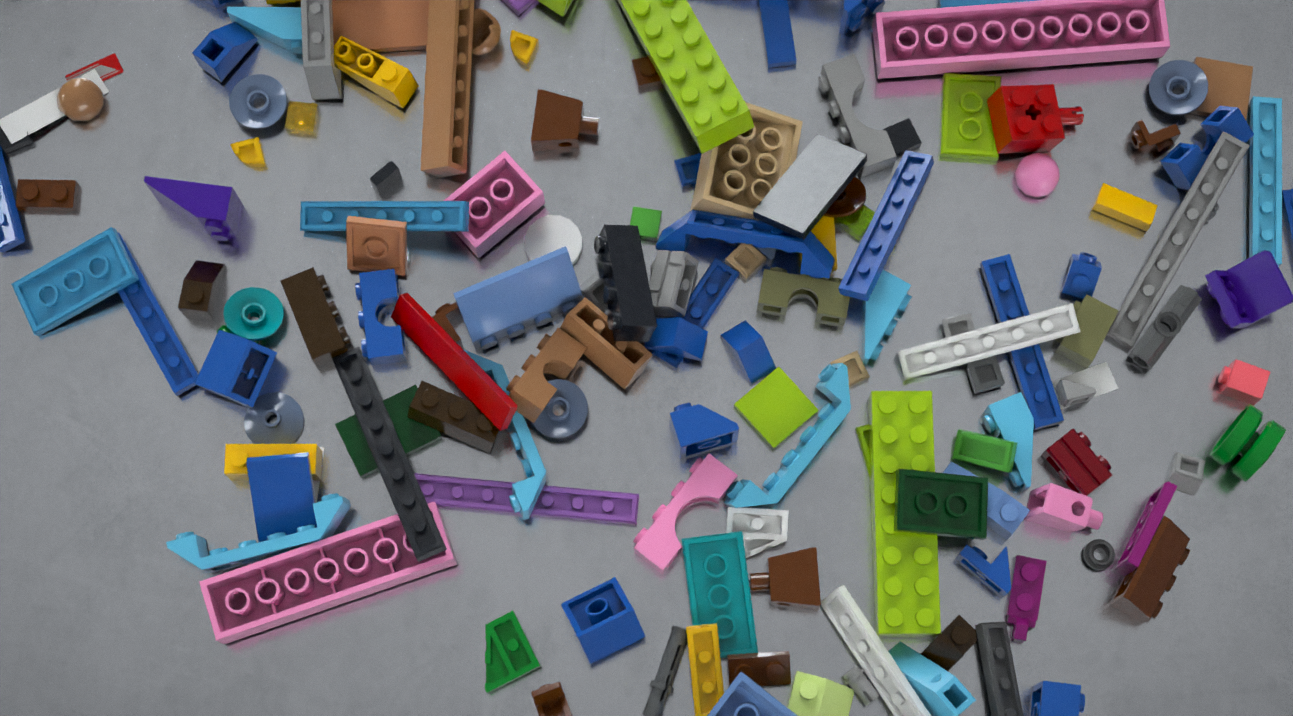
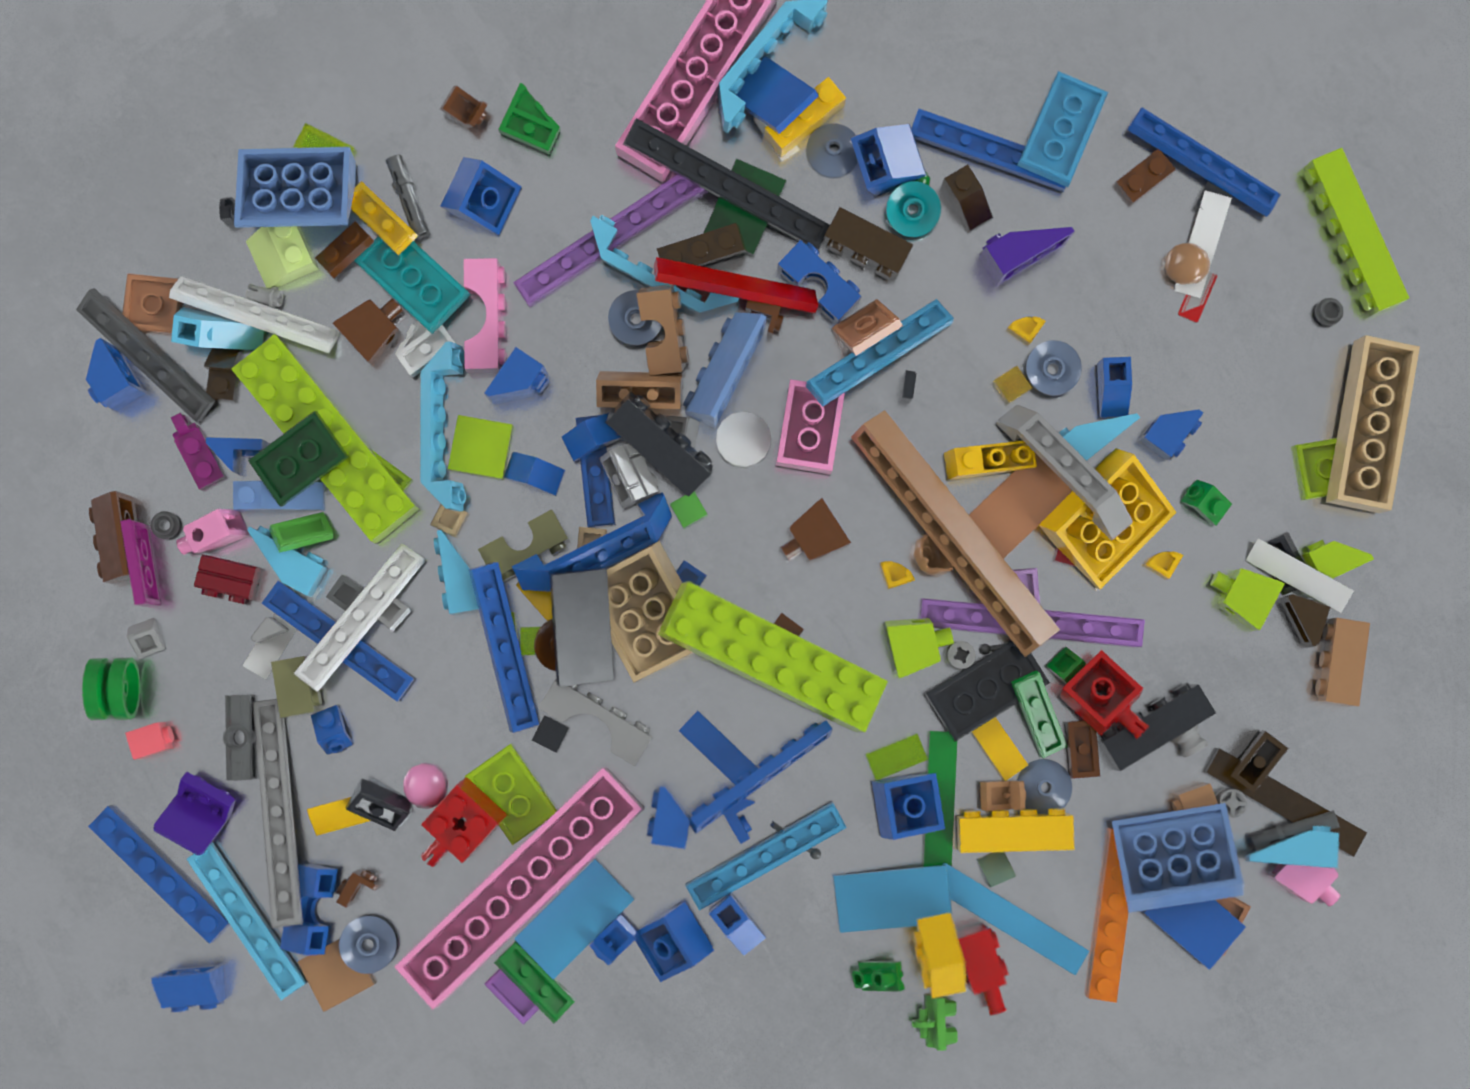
camera: 135 degrees right, 10 degrees up
(1086, 185) = (378, 805): none -> black slope

